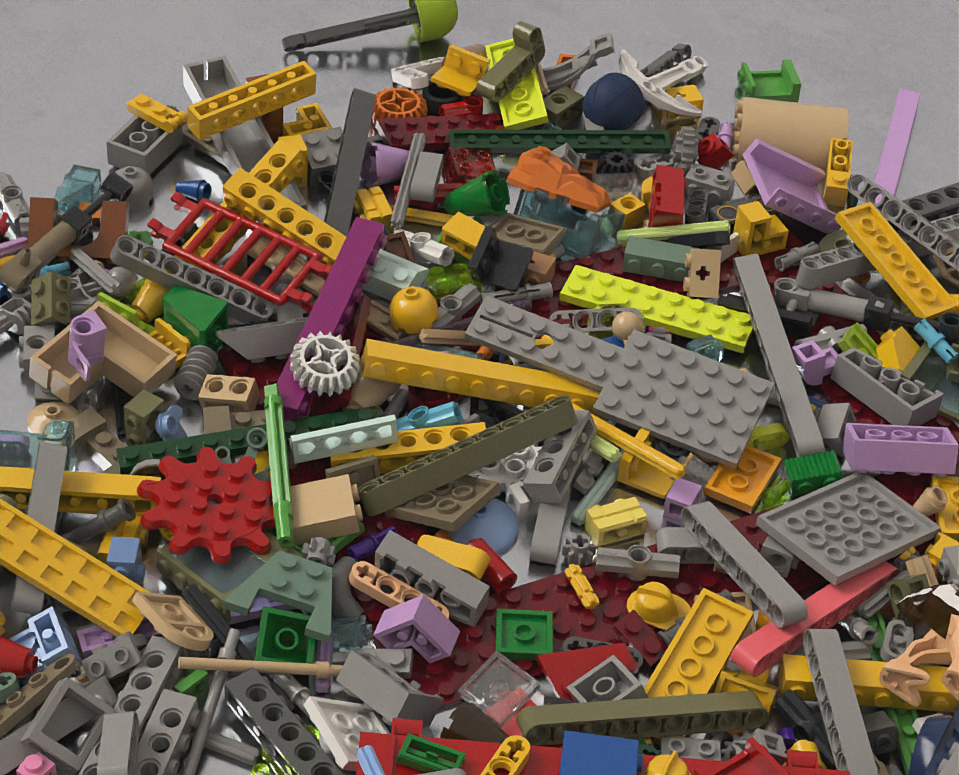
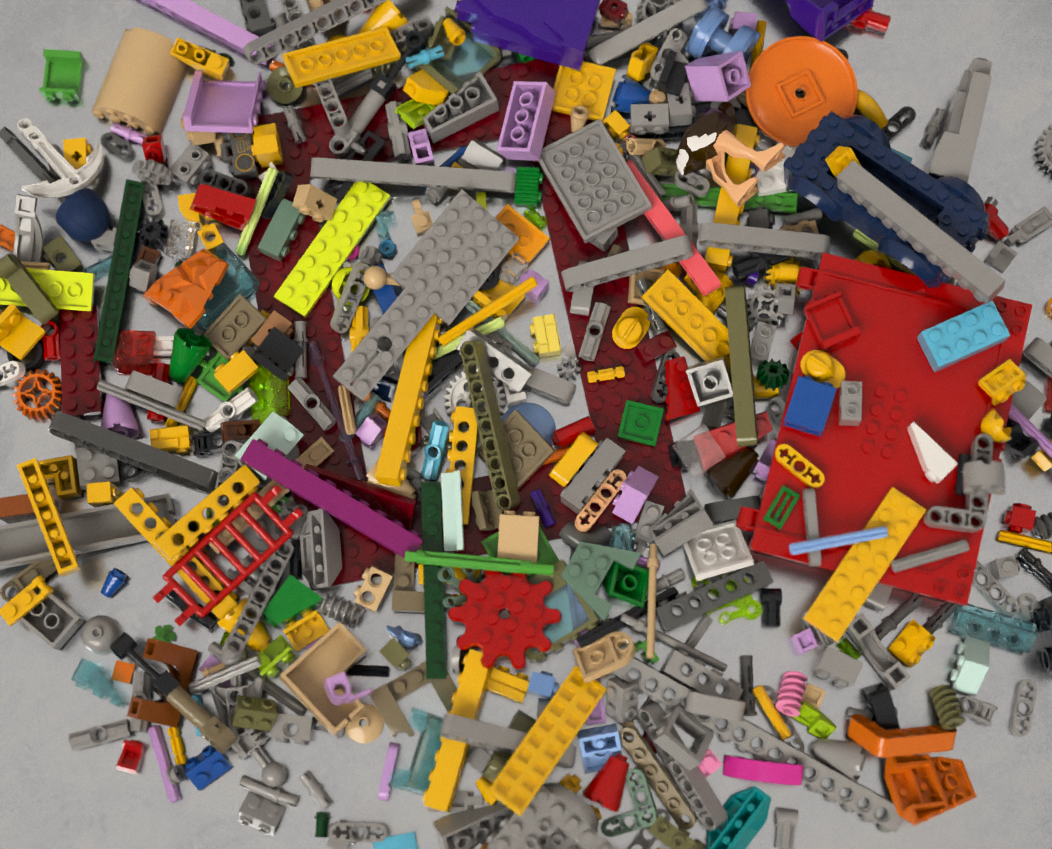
camera: 70 degrees left, 35 degrees up
(105, 521) = (499, 696): dark grey pin -> none
(319, 551) = (558, 548): light grey gear -> none
(321, 372) = (389, 503): white gear -> none
(413, 310) = (320, 433): yellow cylinder -> none

